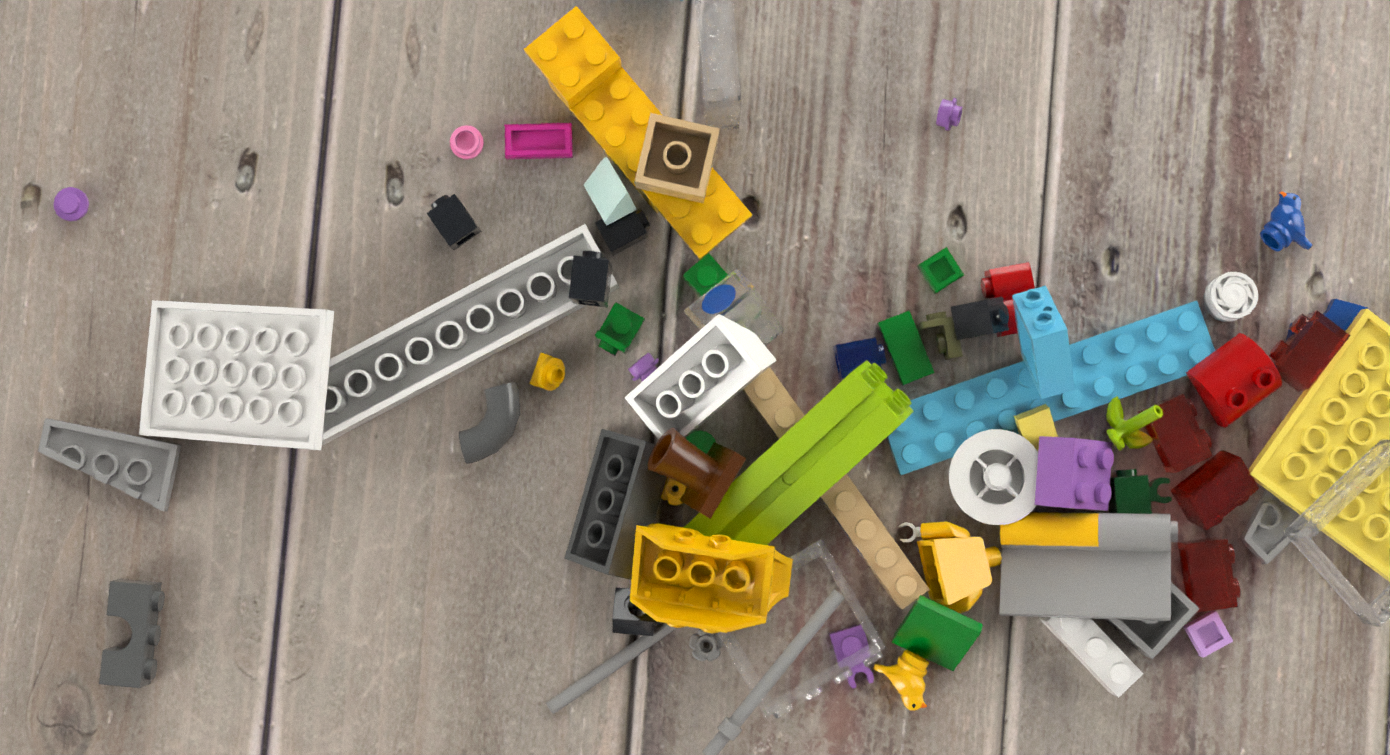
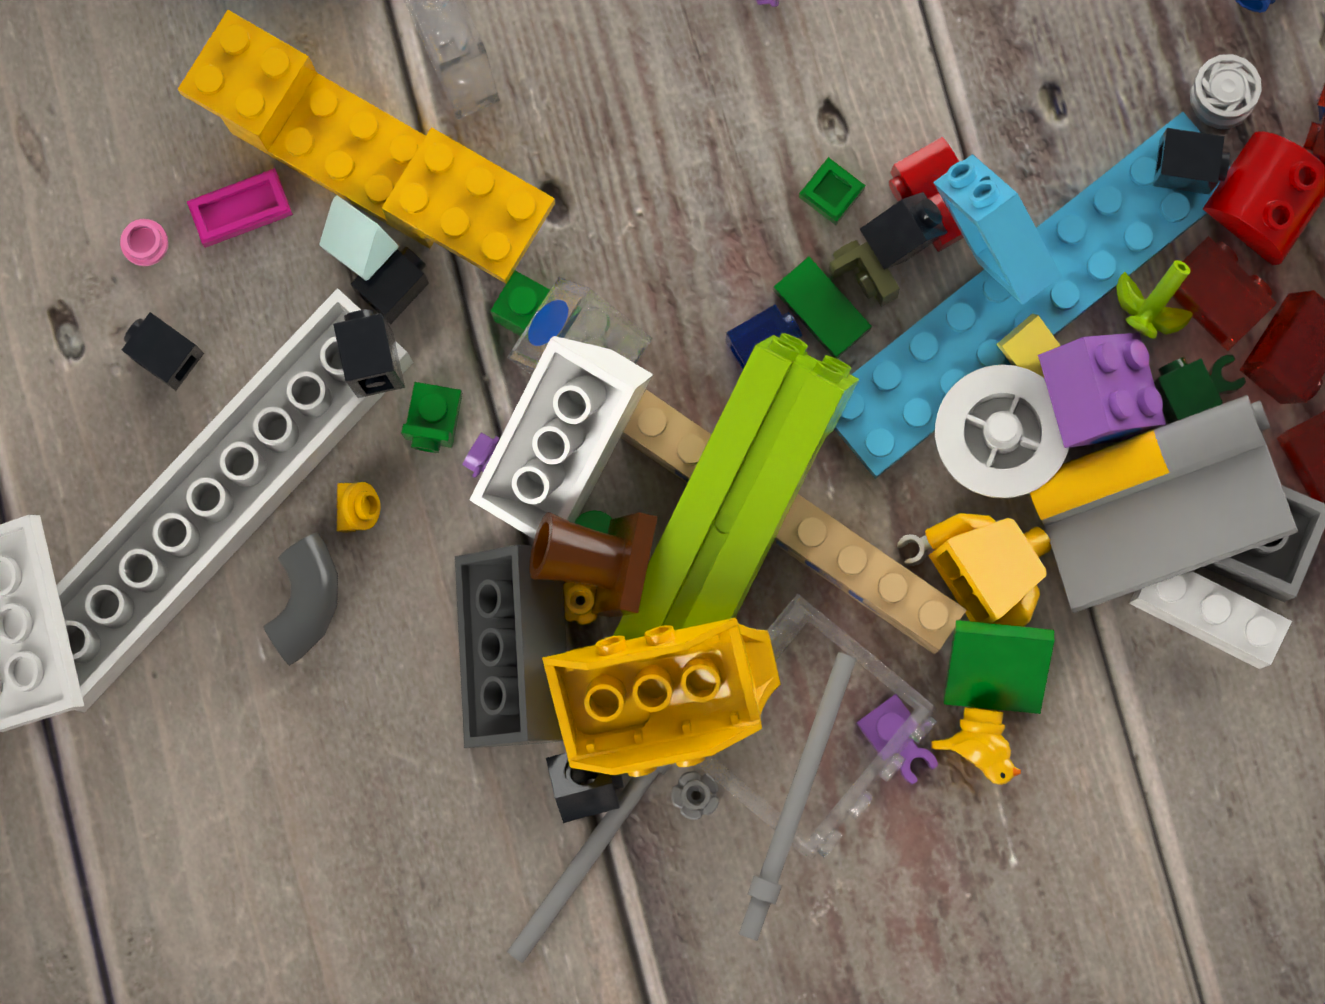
camera: 15 degrees left, 5 degrees down
(677, 158) = (427, 154): tan brick -> none
(1190, 339) = (1190, 161): none -> black brick

